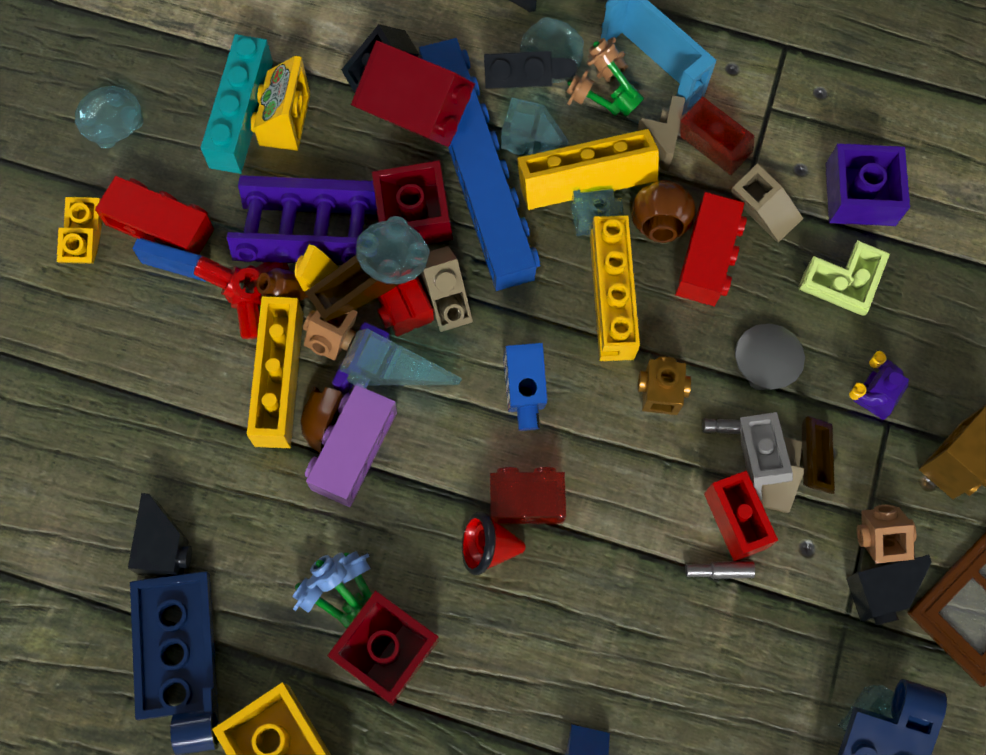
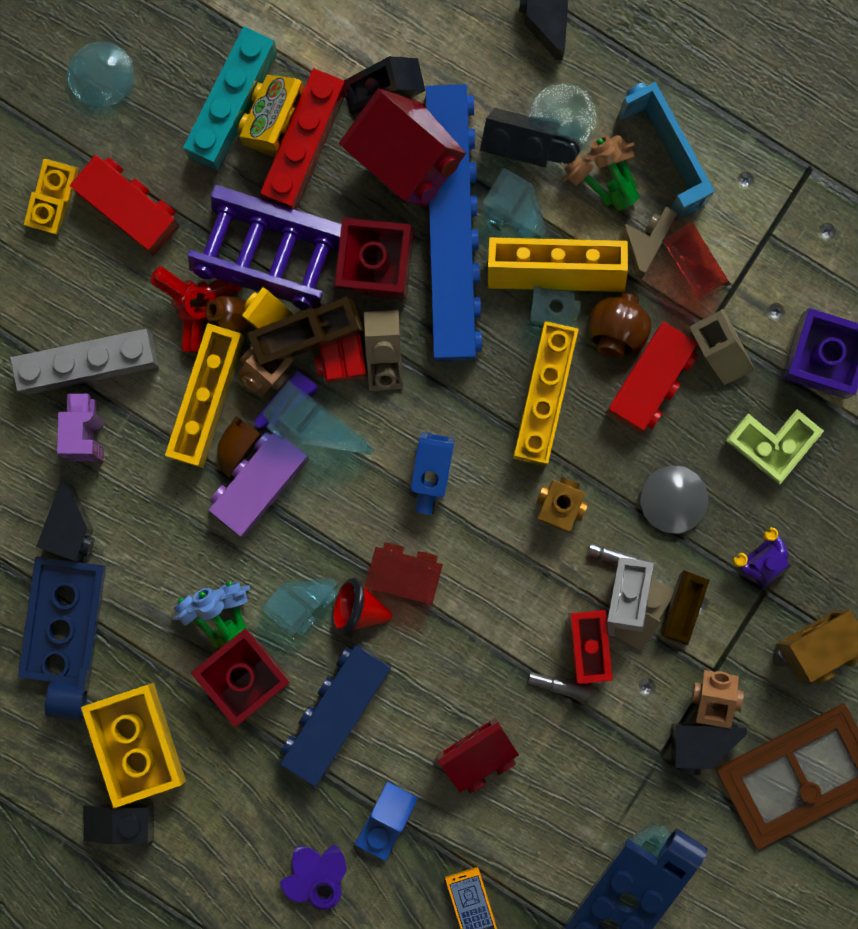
camera: 20 degrees right, 15 degrees up
(143, 372) = (84, 362): none -> light grey brick
(150, 437) = (77, 430): none -> medium lavender hips
(166, 258) = (129, 250): blue tile -> none
(317, 118) = (304, 139): none -> red brick
(392, 251) = (337, 318): clear light blue dish -> none
(423, 552) = (297, 601): none -> clear light blue slope
(496, 664) = (335, 715): none -> dark blue brick
(662, 664) = (478, 756): none -> dark red slope

